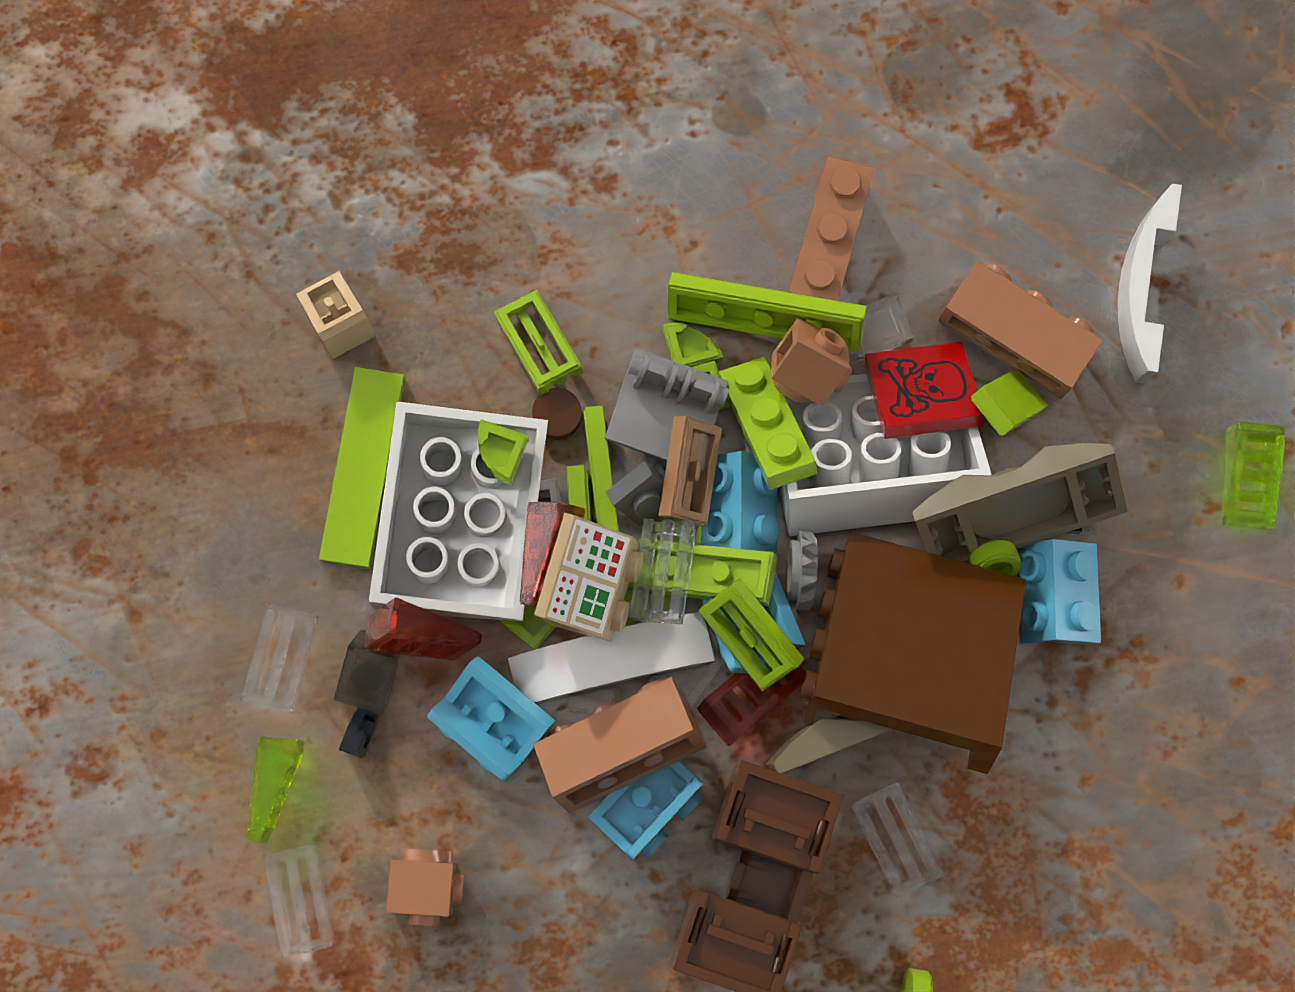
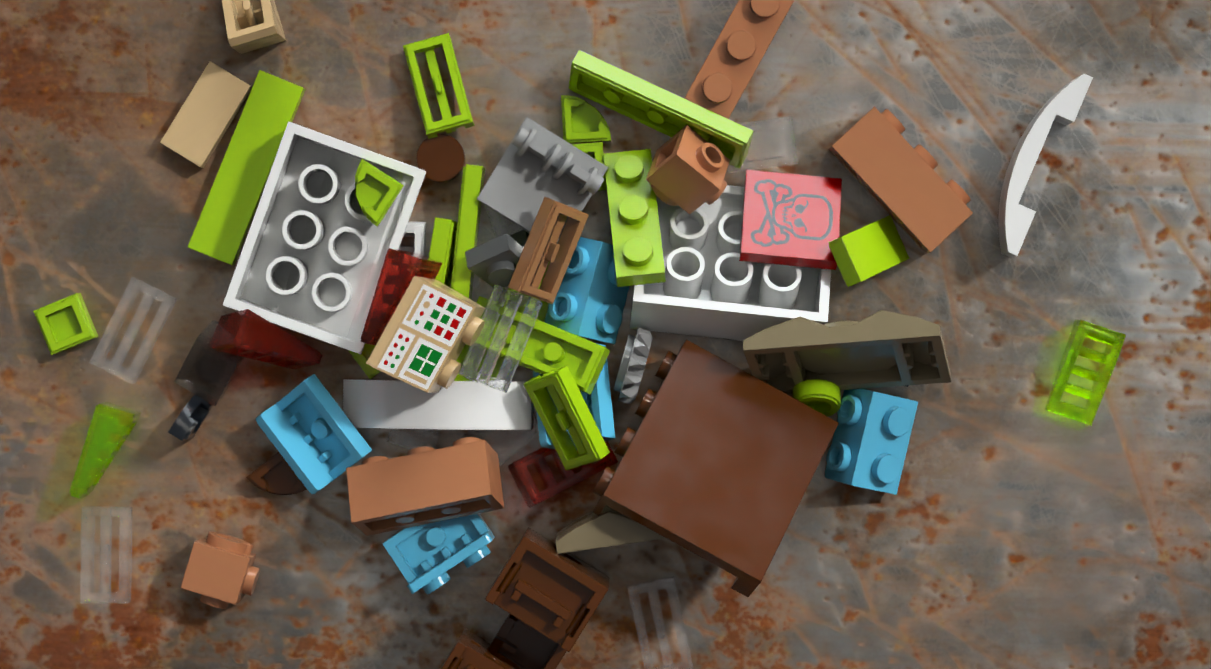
camera: 20 degrees right, 10 degrees up
(208, 668) = (65, 323): none -> lime tile
(310, 424) = (206, 114): none -> tan tile
(462, 774) = (276, 477): none -> reddish brown tile

